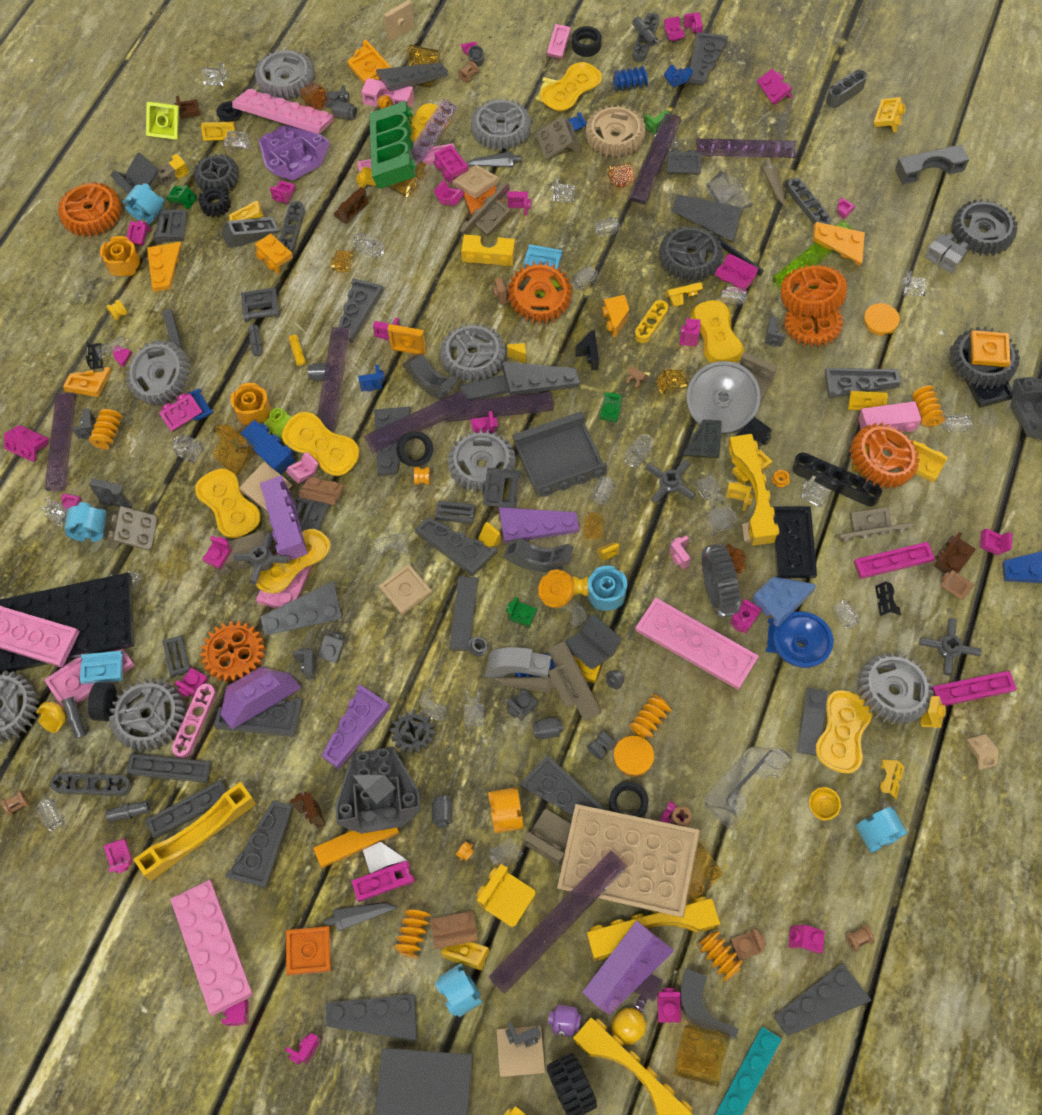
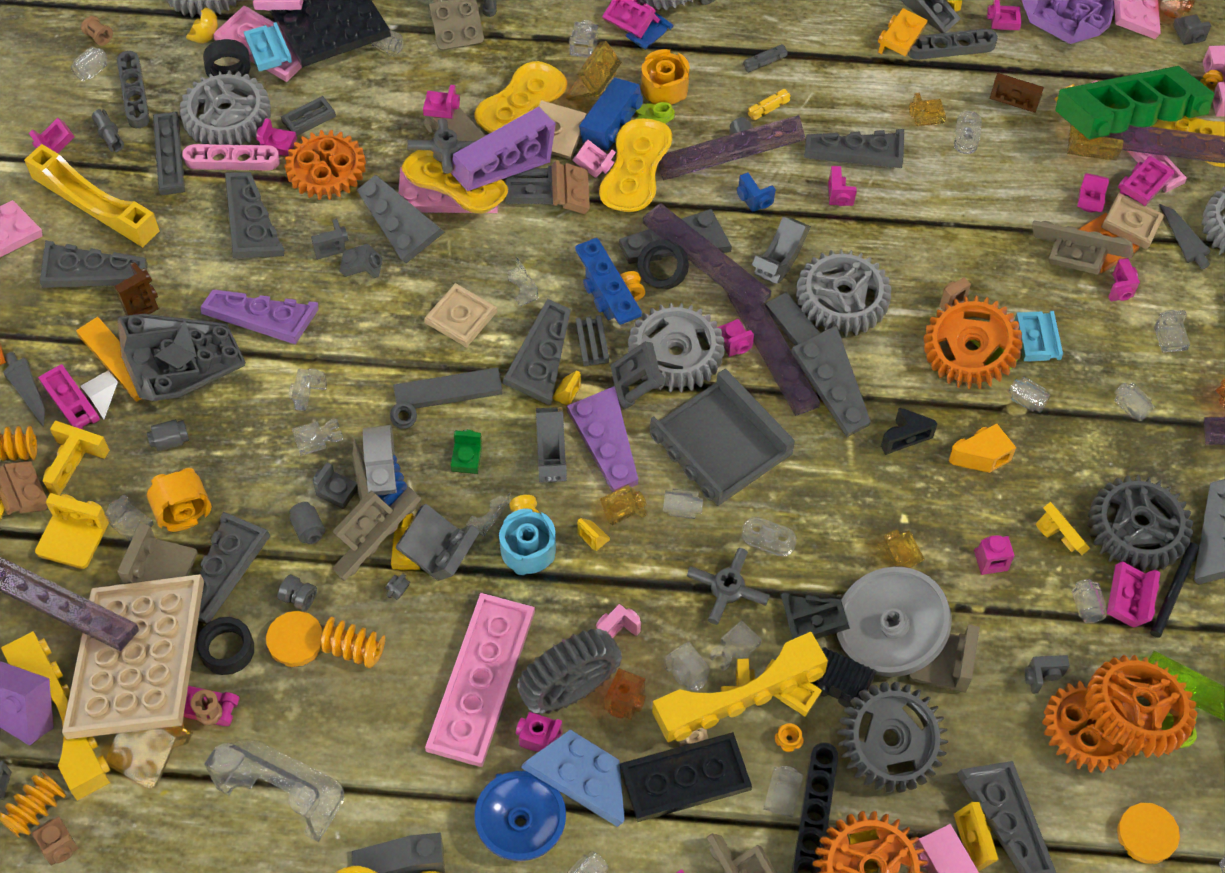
camera: 70 degrees right, 5 degrees down
(74, 717) = (196, 53): dark grey pin -> none
(185, 810) = (120, 182): dark grey tile -> none
(255, 694) = (275, 202): medium lavender wedge -> none
(259, 299) = (825, 41): dark grey plate -> none
(344, 110) = (1173, 41): dark grey brick -> none
(403, 735) = (263, 375): dark grey gear -> none
(406, 339) = (825, 208): light orange tile -> none
(418, 488) = (606, 284): none -> blue bracket
(435, 887) = (74, 445): none -> yellow bracket
(465, 851) = (122, 474): light orange plate -> none
(500, 254) = (1023, 284): yellow arch -> none
(517, 352) = (868, 345): yellow slope -> none
(556, 588) = (510, 481): light orange tile -> none
(611, 407) = (824, 483): green bracket -> none
(638, 375) = (890, 503): medium nougat tile -> none
(651, 328) = (1005, 495): yellow beam -> none
(717, 333) = (1031, 587): yellow plate -> none
(808, 412) = (912, 744): none -> dark grey gear

